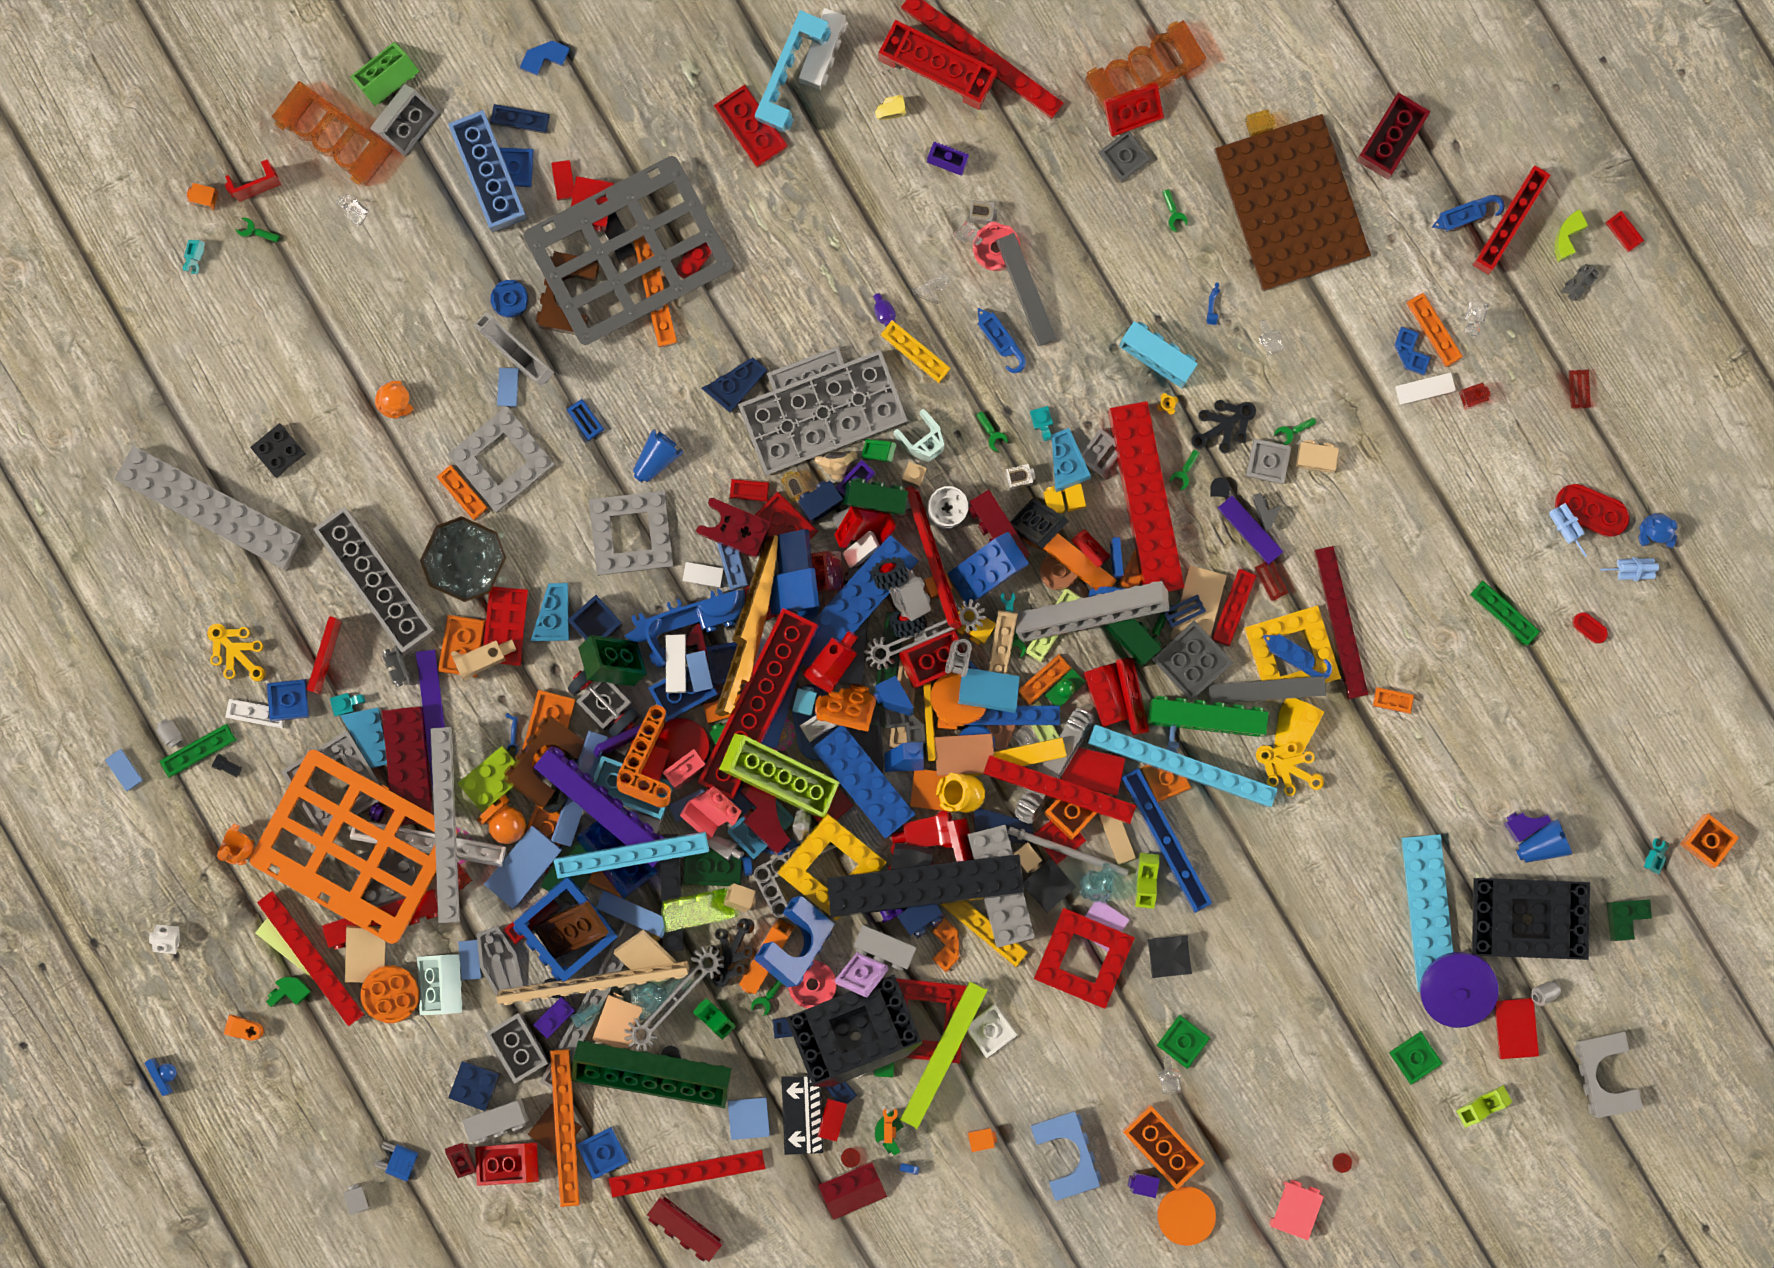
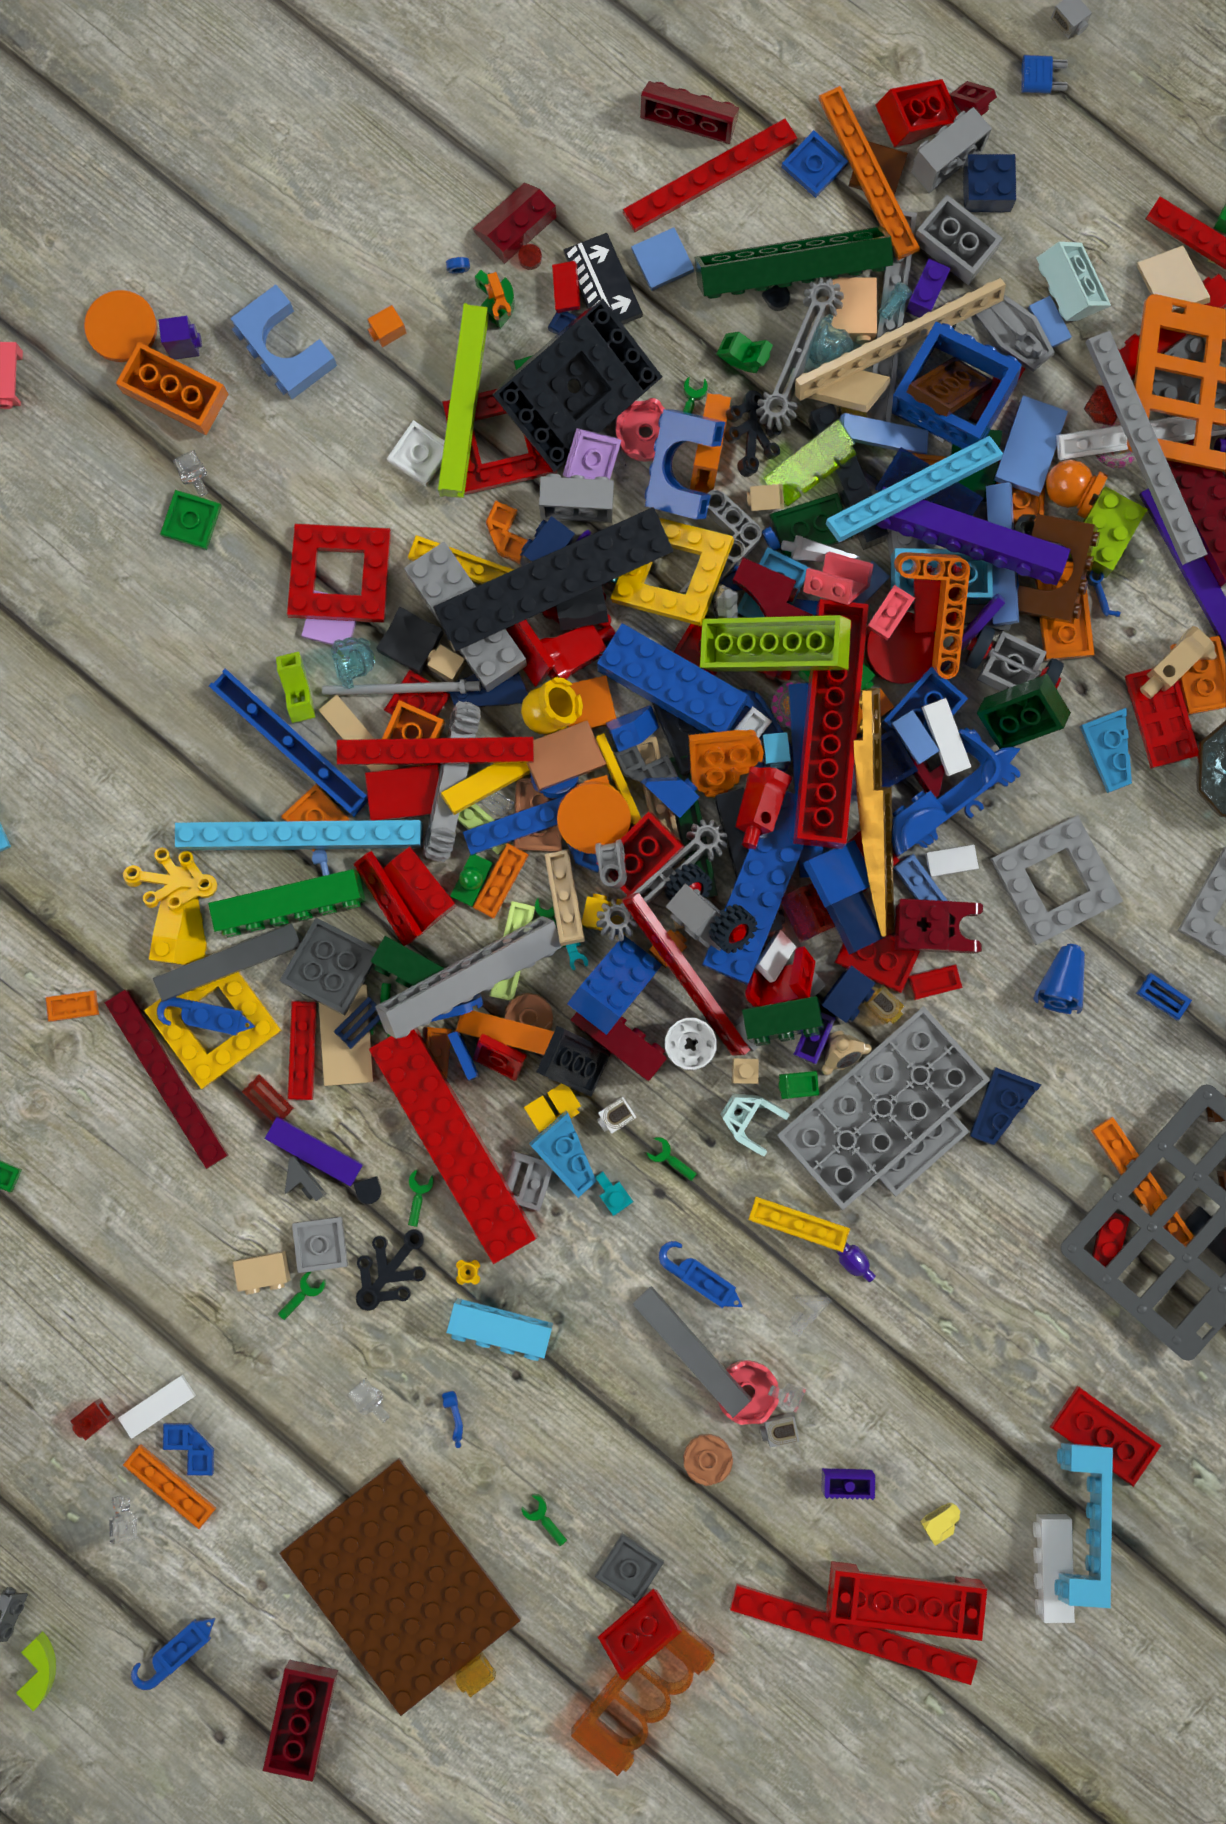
camera: 160 degrees right, 0 degrees up
(390, 994) = (1126, 251): orange tile -> none
(595, 619) = (1059, 757): dark blue piece -> none
(781, 1028) = (666, 370): dark blue tile -> none
(989, 690) = (560, 840): dark azure tile -> none
(1041, 211) = (707, 1459): none -> nougat tile
(1169, 956) = (238, 608): black brick -> none
(1511, 220) = (115, 1665): red brick -> none

